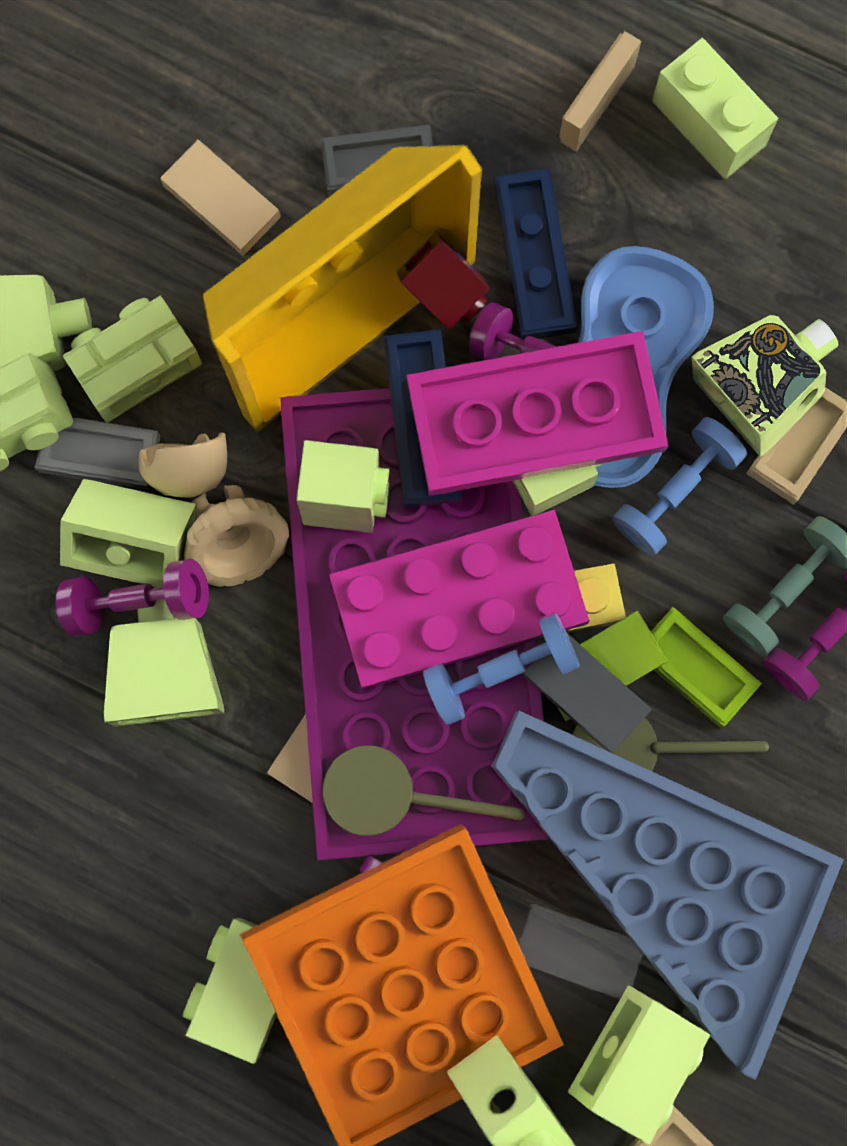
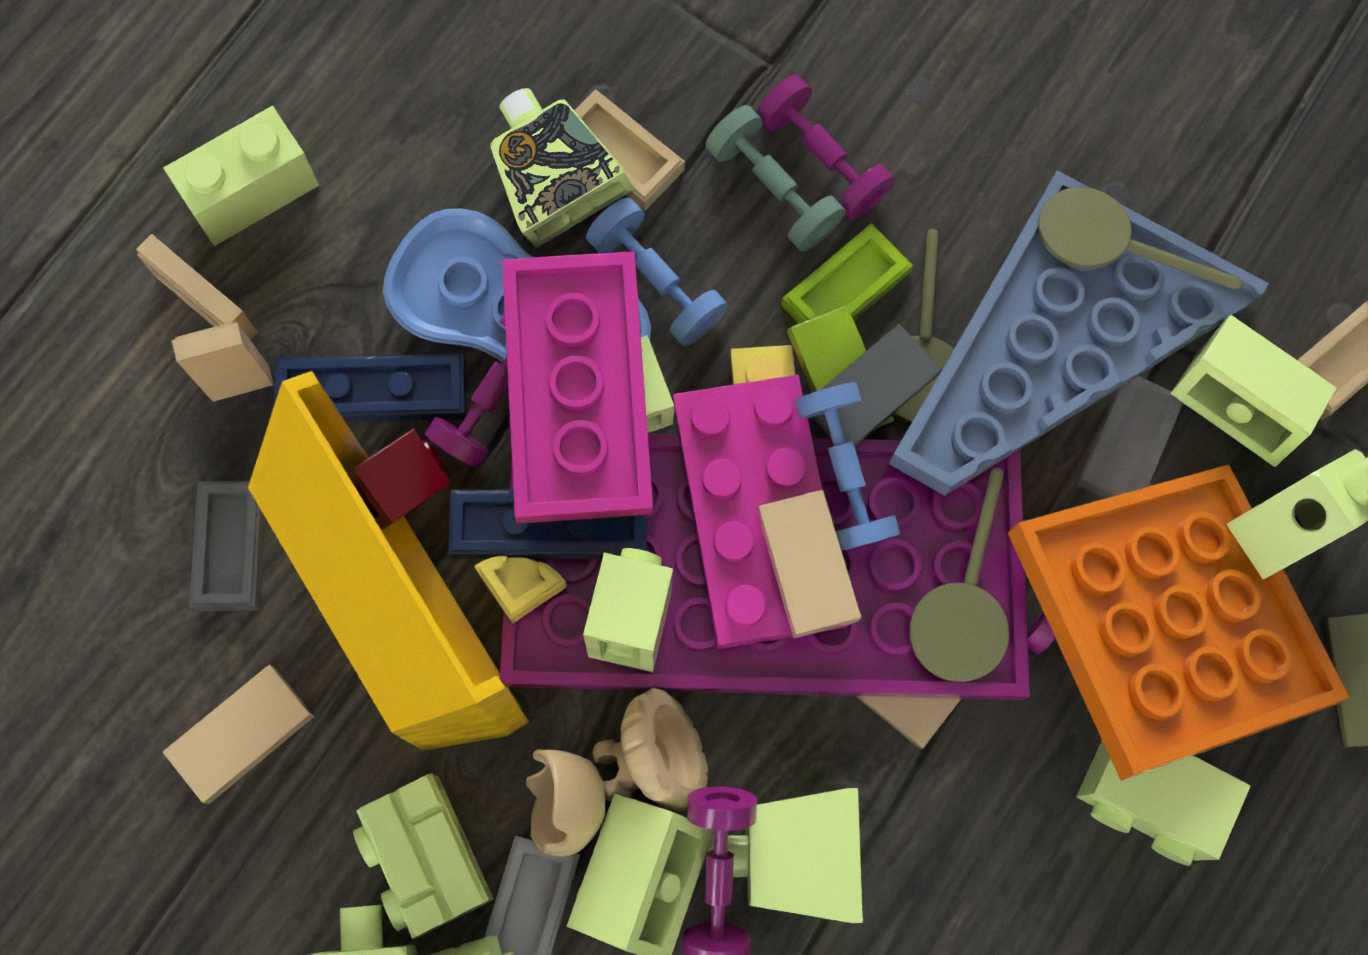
camera: 90 degrees left, 5 degrees down
(366, 400) = (519, 583): none -> light yellow tile
(405, 640) = (808, 564): none -> tan tile
(531, 120) = (222, 361): none -> tan tile
(784, 893) = (1095, 230): none -> olive piece

